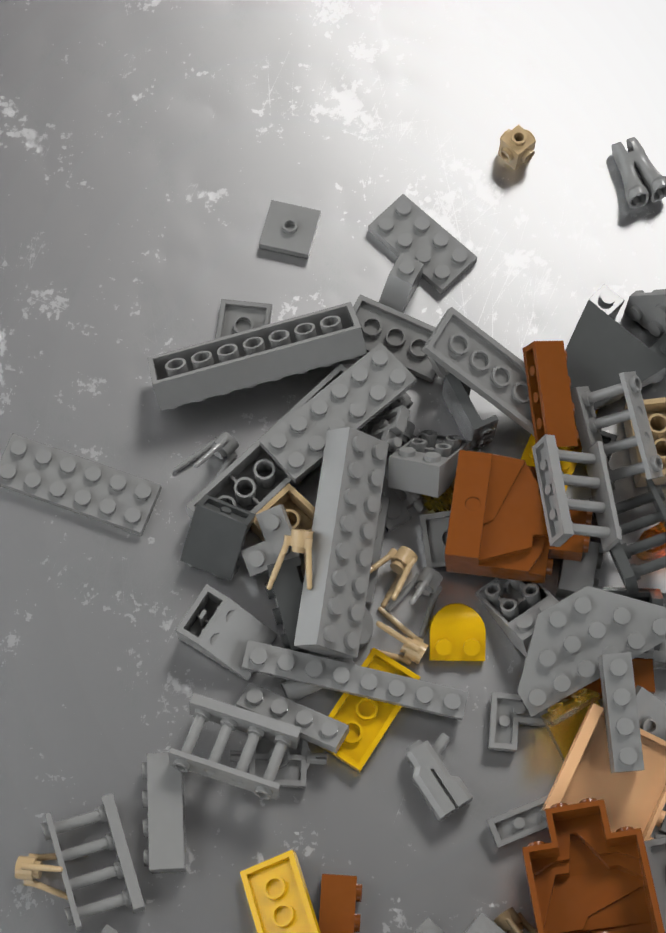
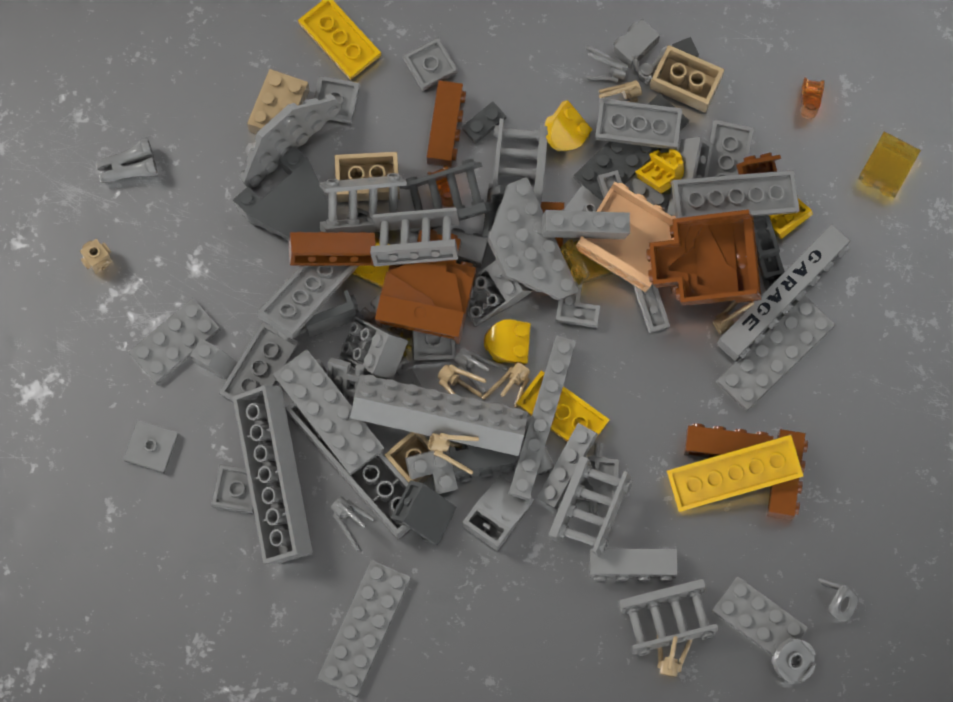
camera: 85 degrees left, 5 degrees up
(433, 780) = (618, 367): light grey piece -> none

